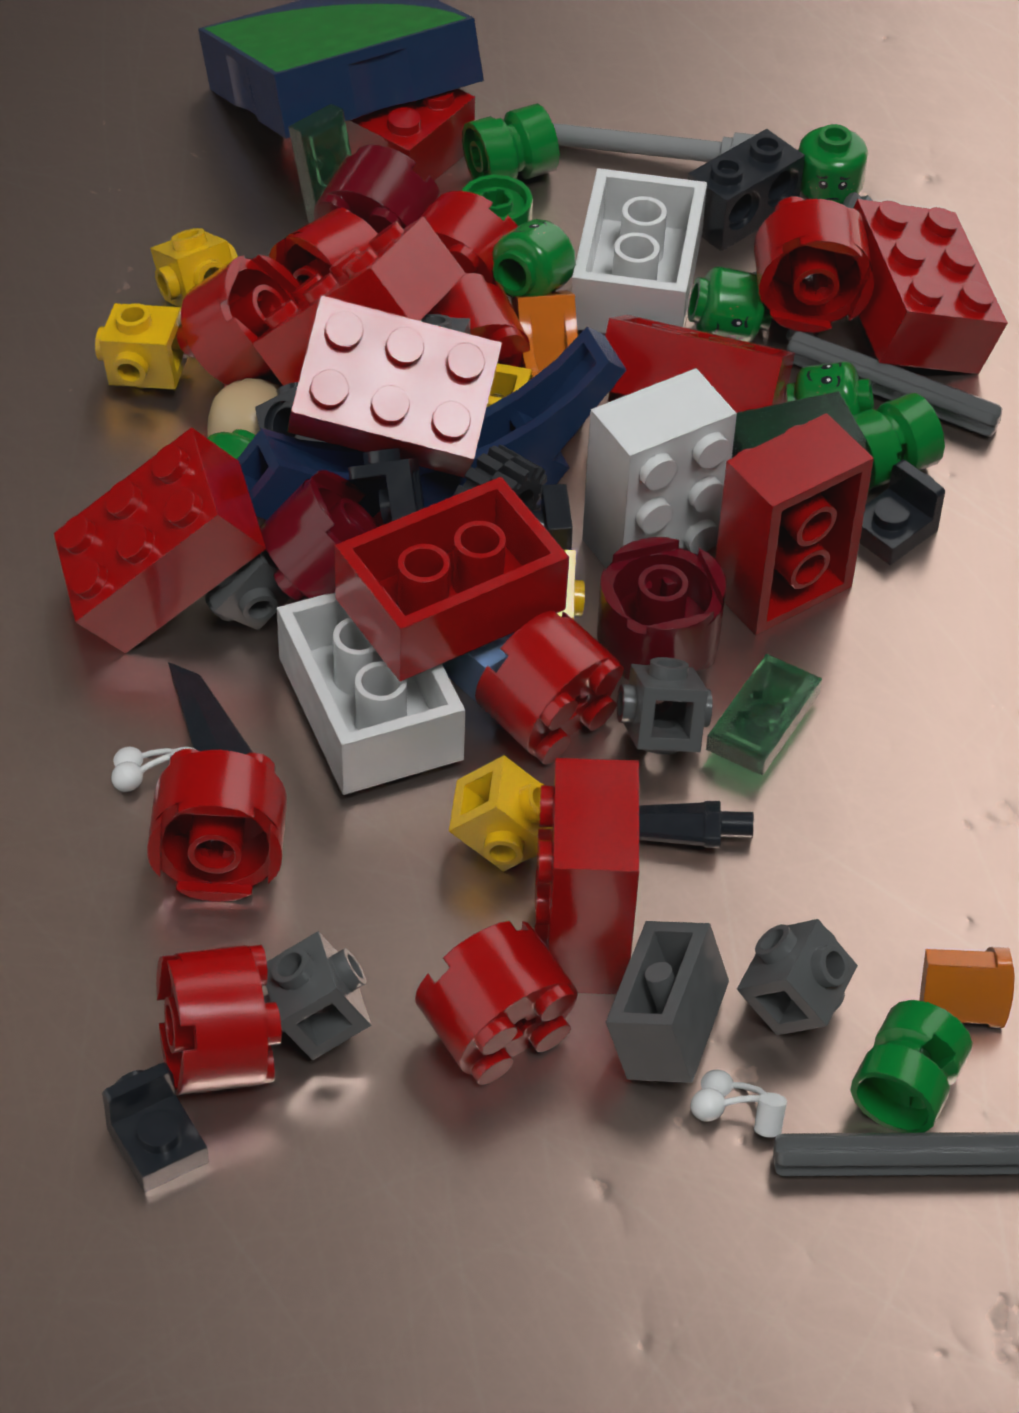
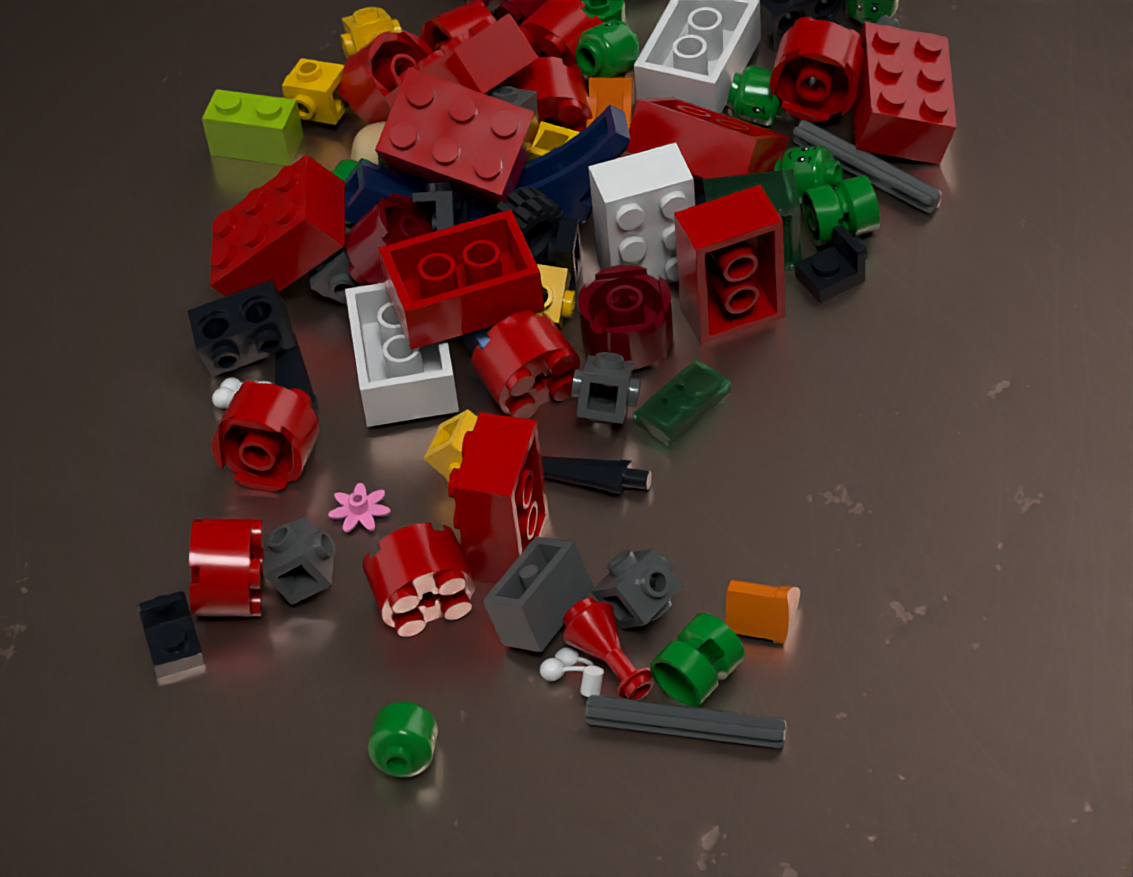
camera: 20 degrees right, 0 degrees up
(65, 401) = (253, 127): none -> lime brick
(133, 676) = (241, 328): none -> black brick
(366, 910) = (359, 507): none -> bright pink plant
(539, 1232) = (402, 736): none -> green head
(757, 1044) = (594, 630): none -> red piece

